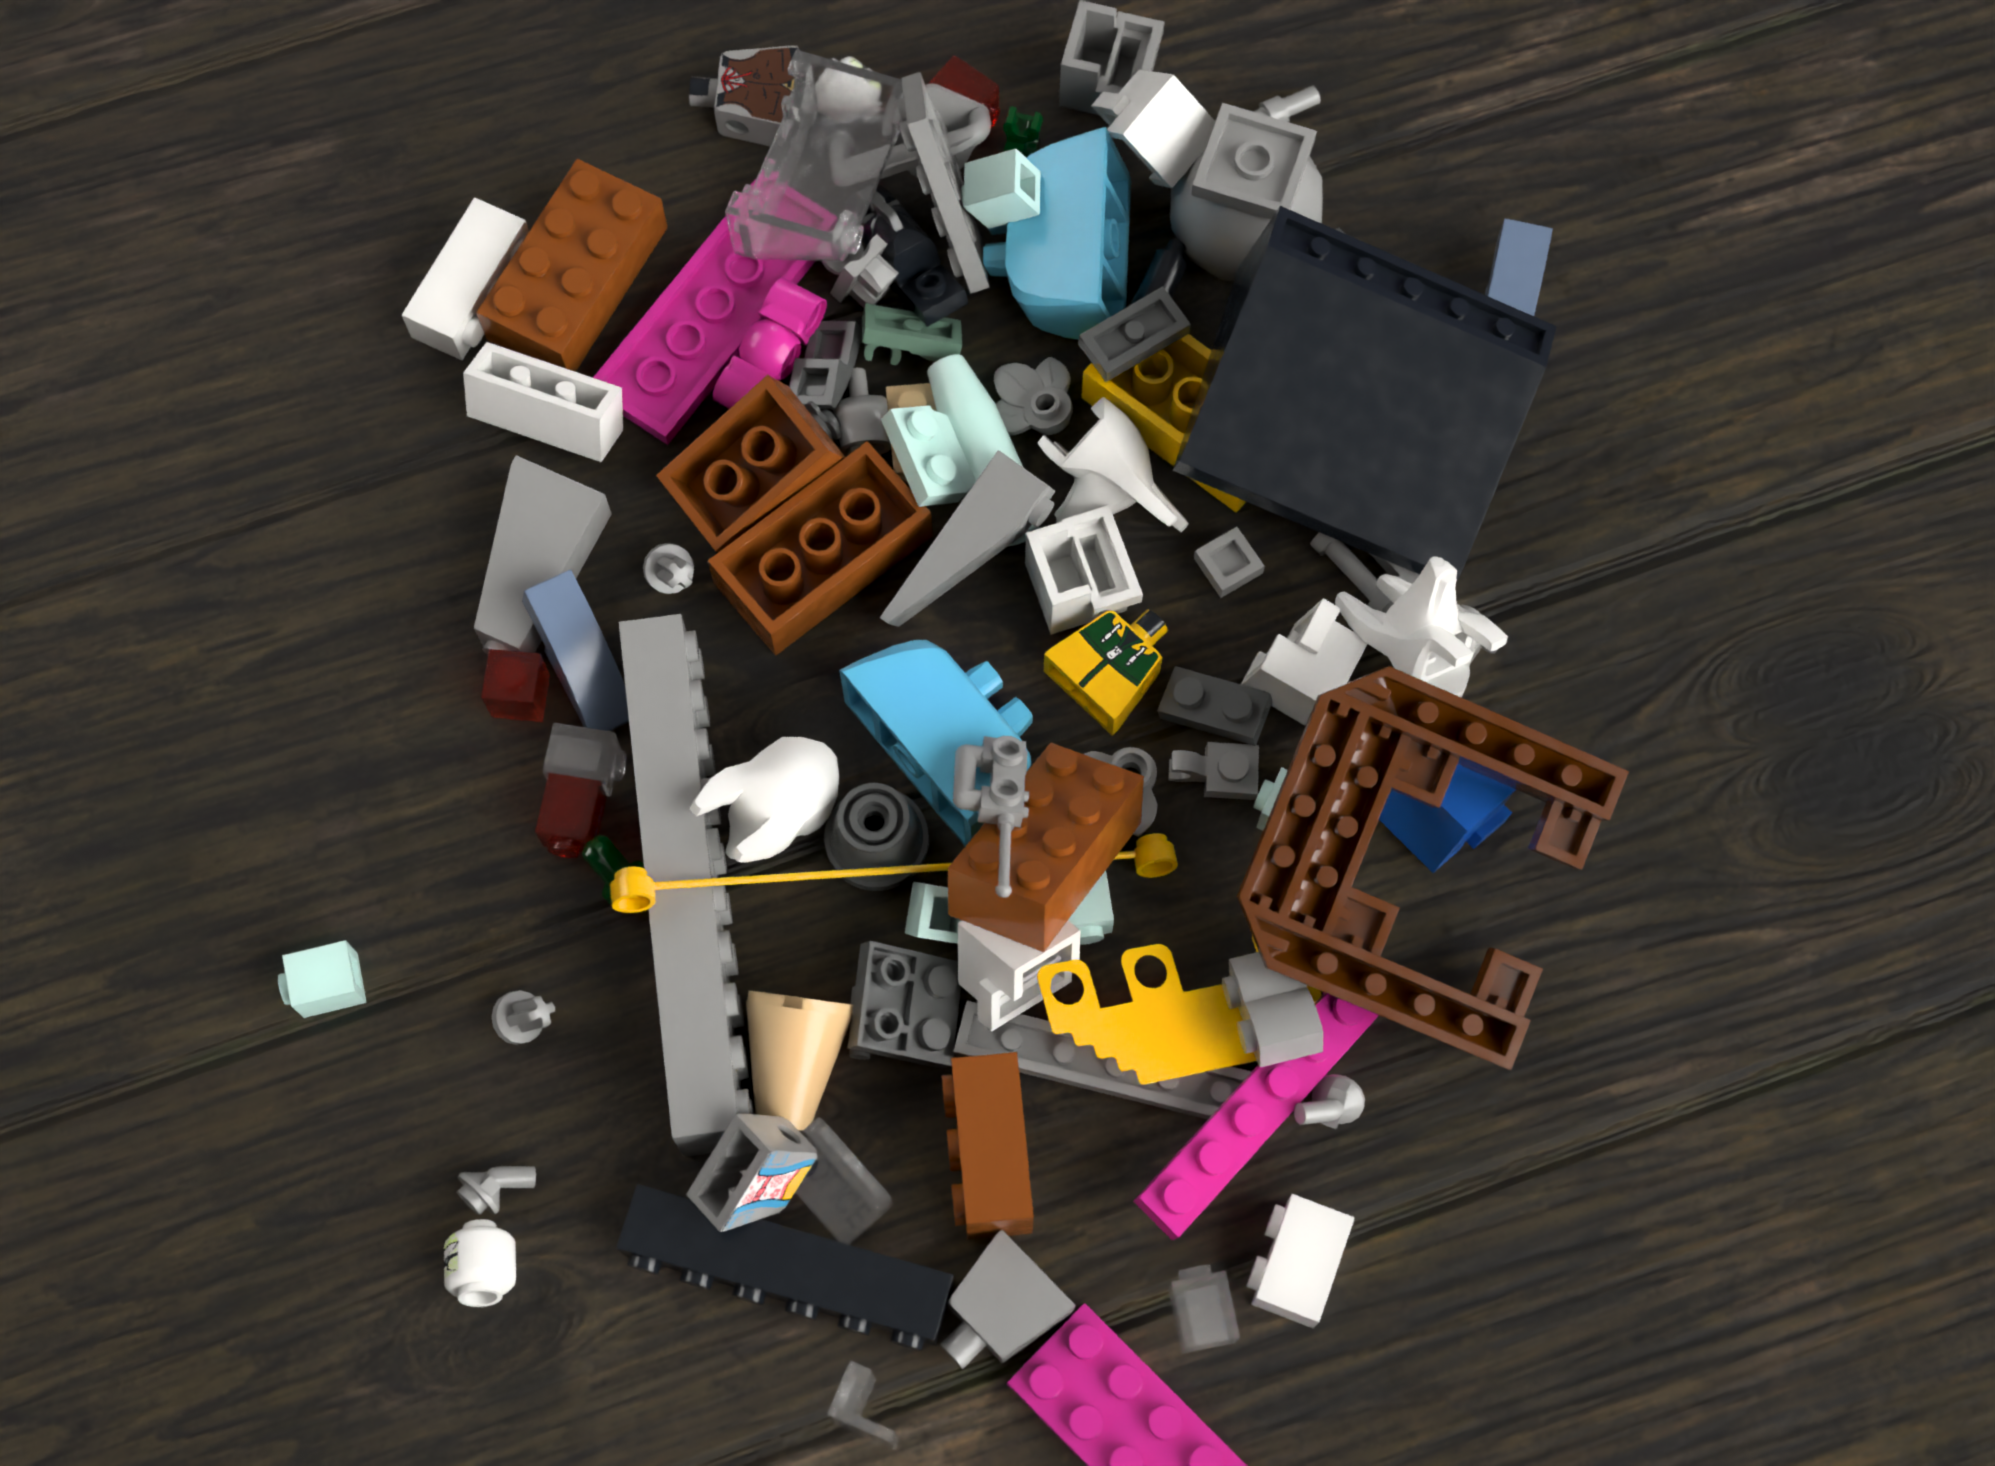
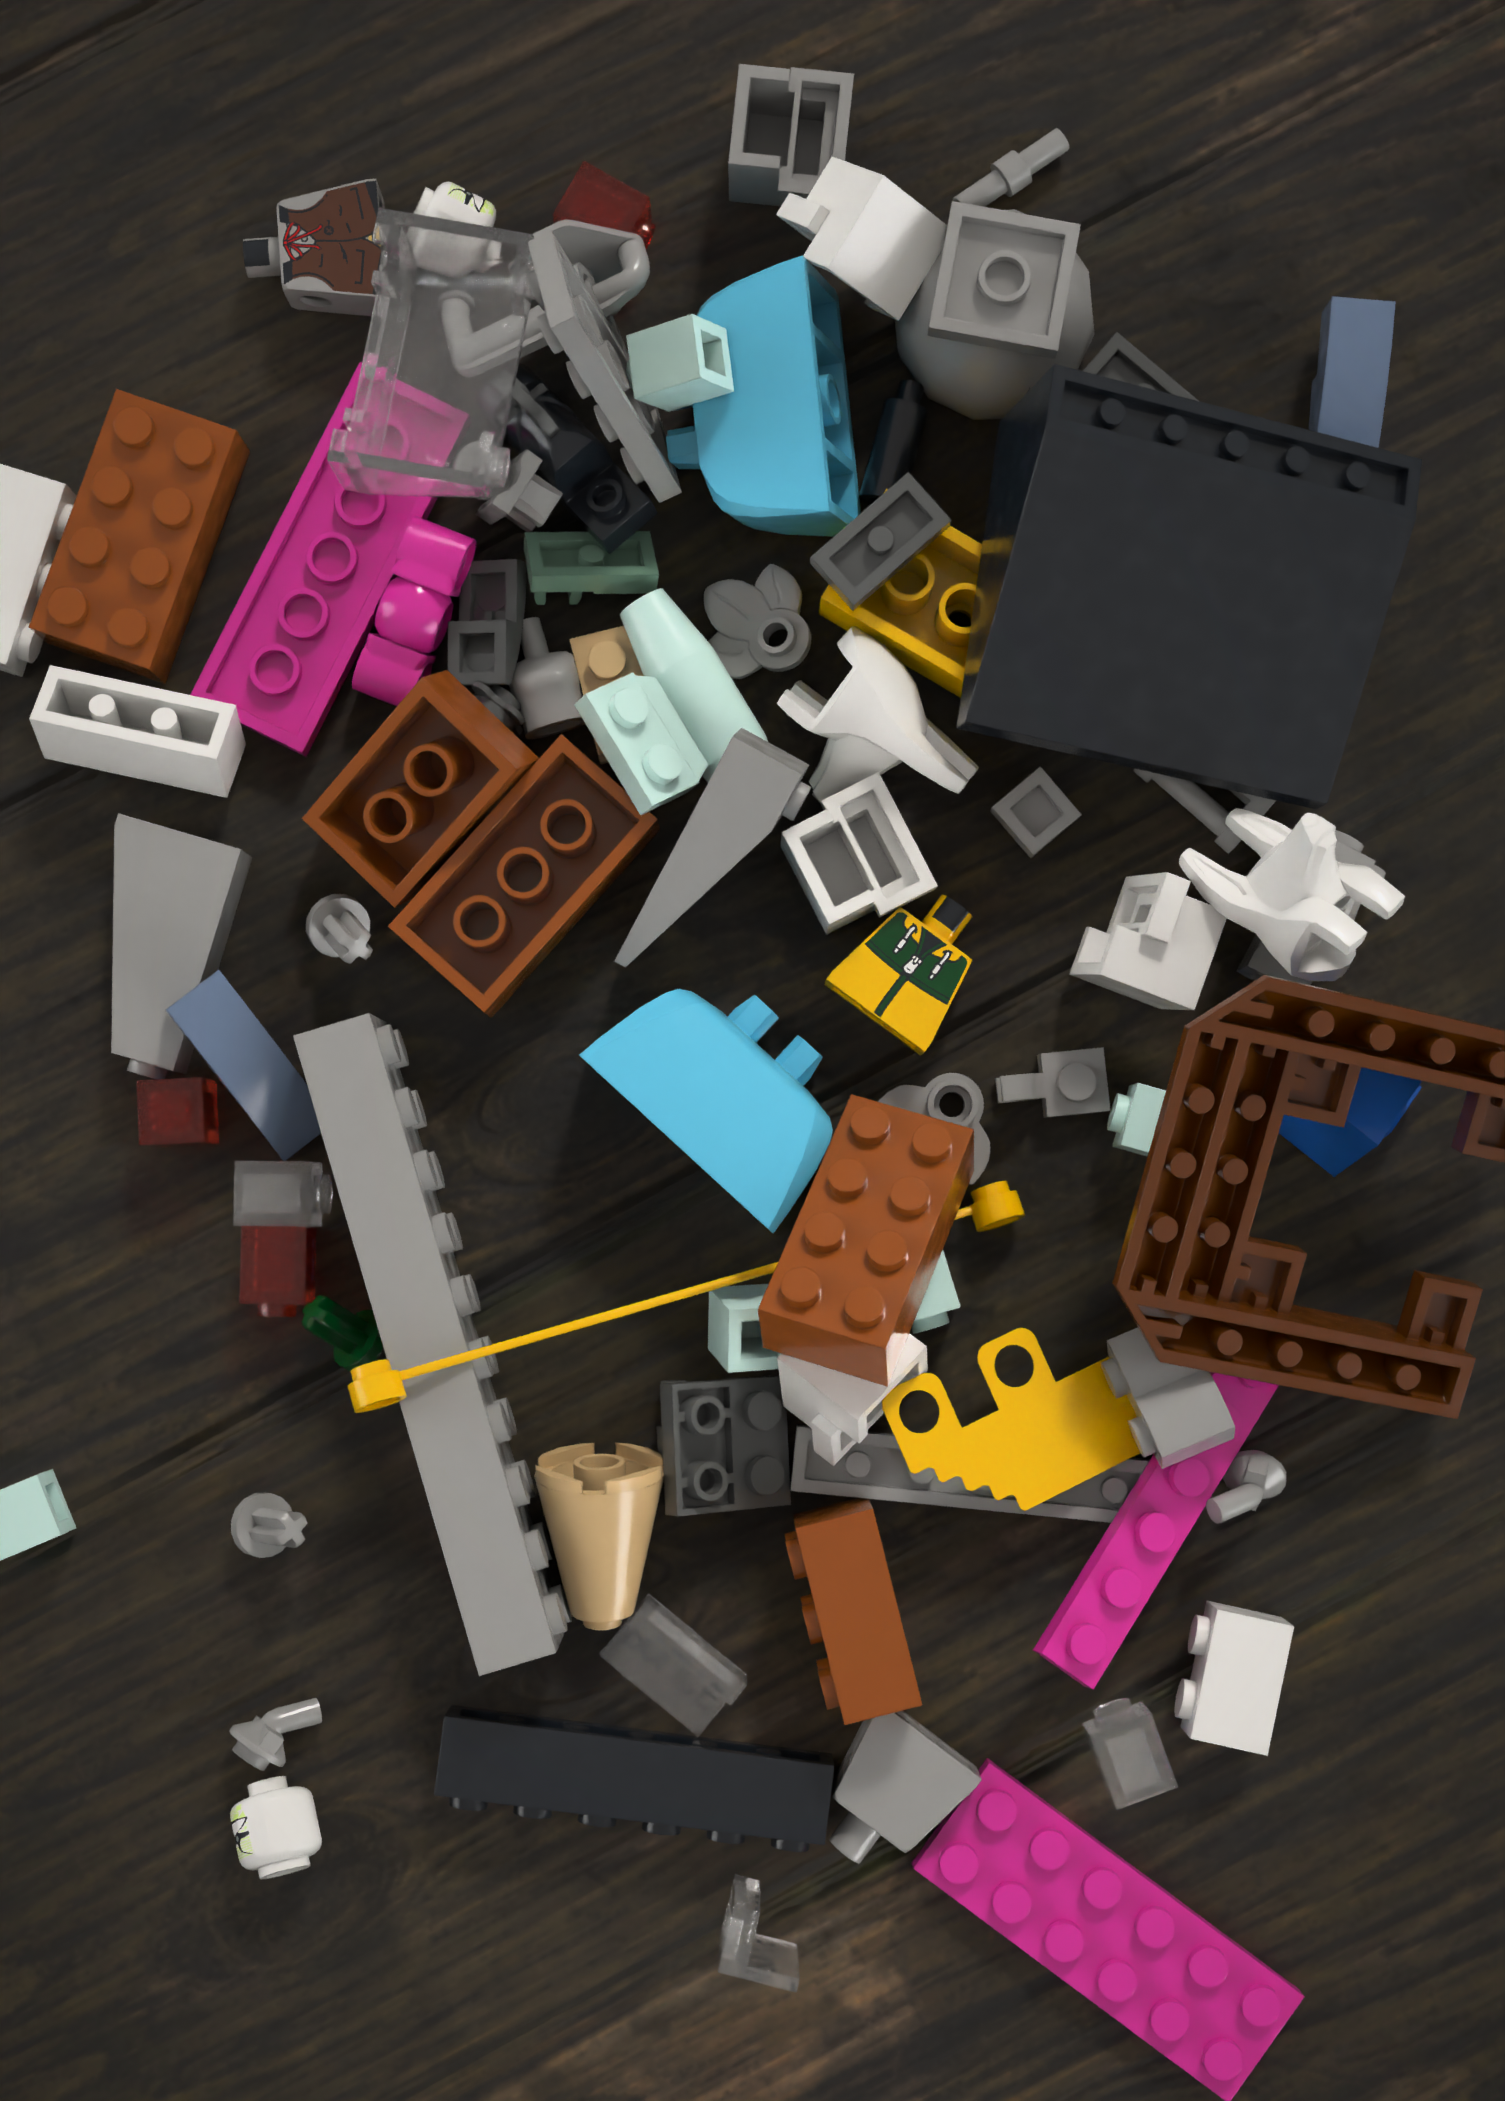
camera: 10 degrees left, 15 degrees up
(752, 1171) = (595, 1662): light grey torso -> none
(773, 797) = (523, 1225): white piece -> none
(898, 843) = (688, 1227): dark grey piece -> none
(1004, 799) = (813, 1206): light grey piece -> none
(1022, 131) = (690, 271): dark green plate -> none
(1215, 705) = (1043, 1004): dark grey plate -> none

